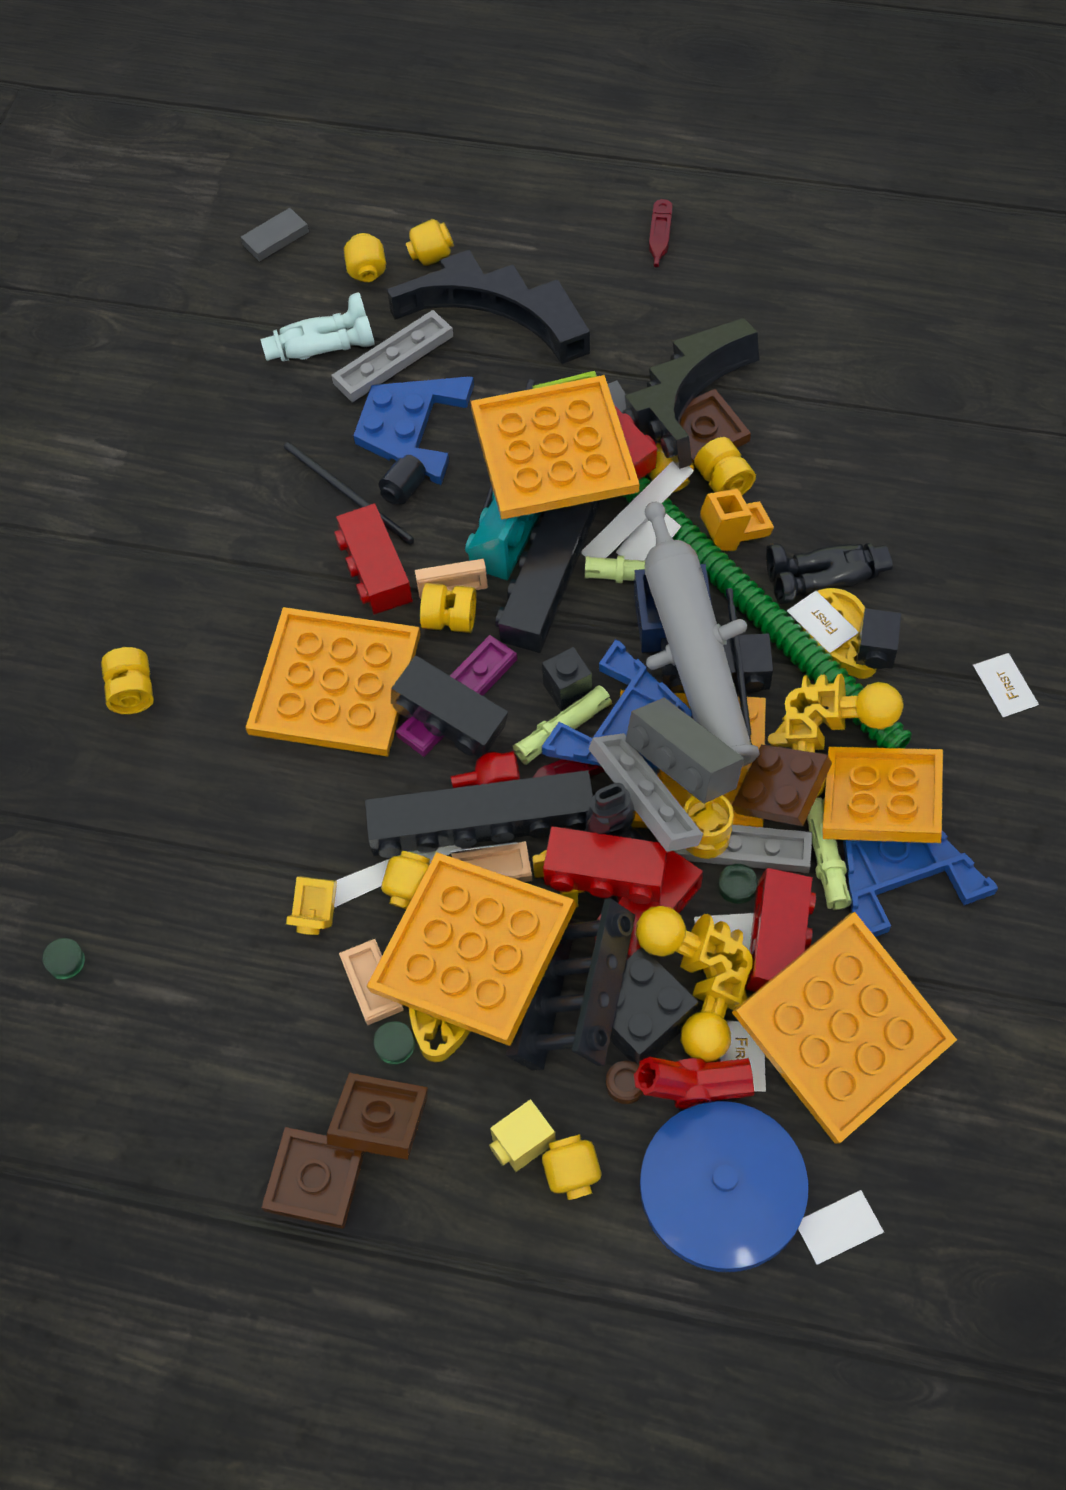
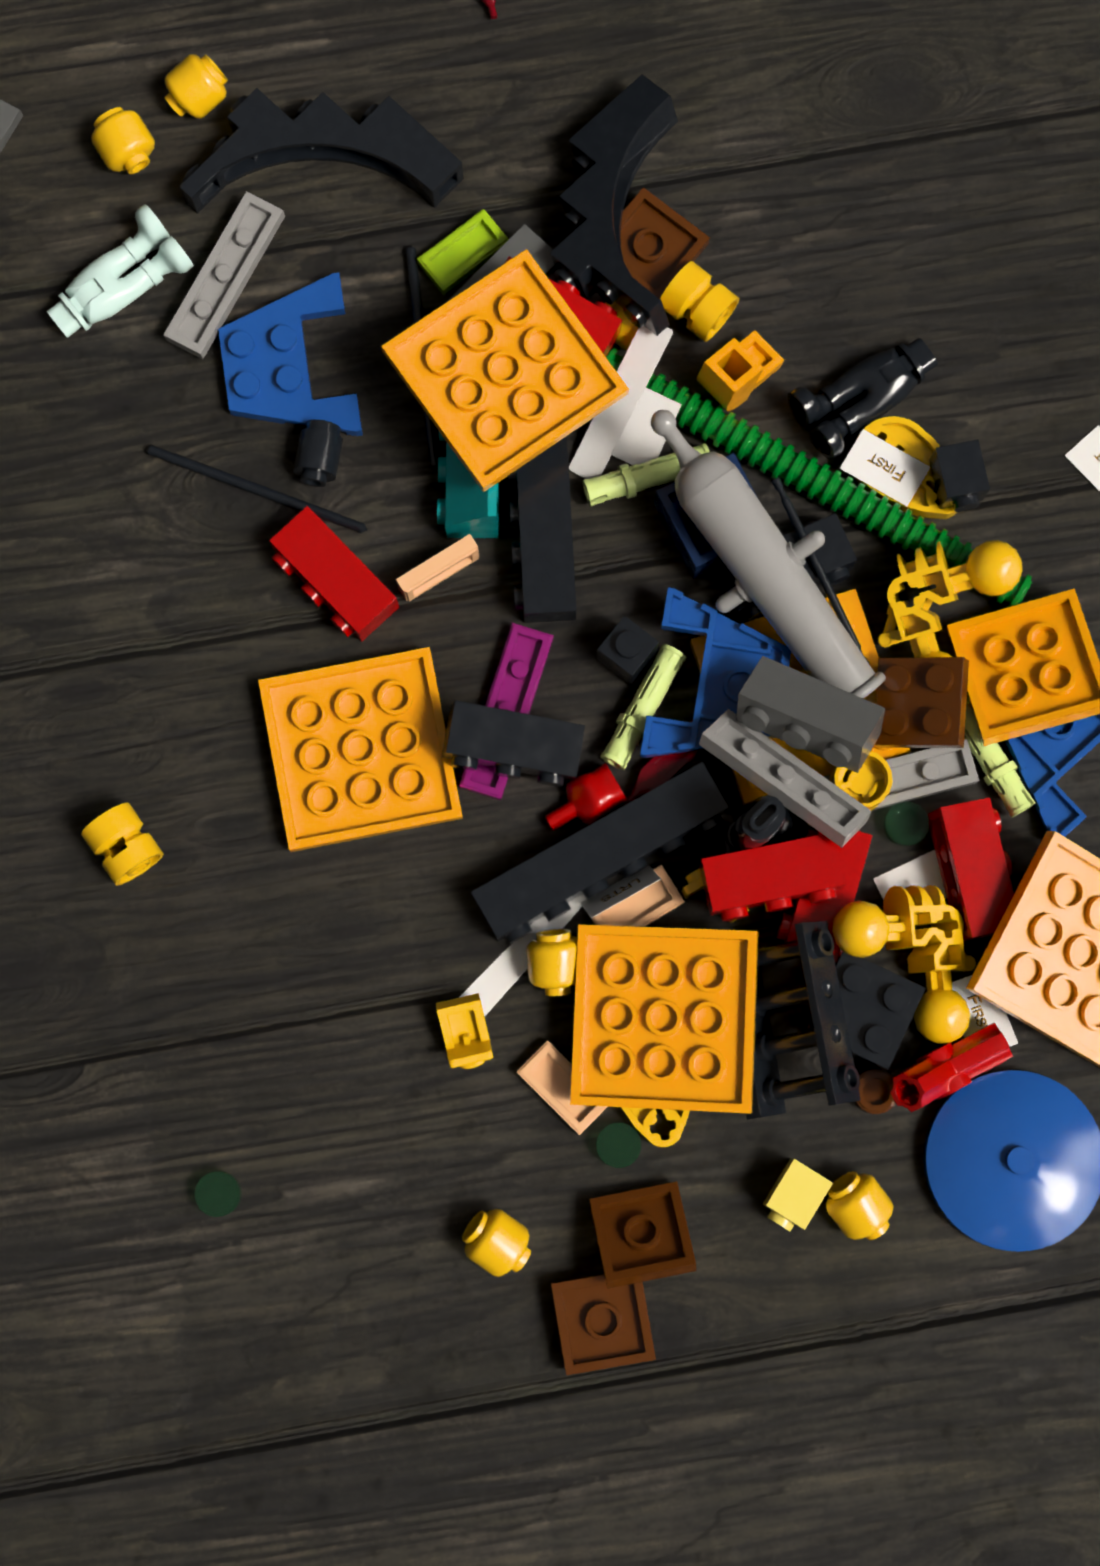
camera: 25 degrees left, 20 degrees up
(257, 1077) = (496, 1242): none -> yellow head
(436, 611) = (438, 613): yellow wheel -> none

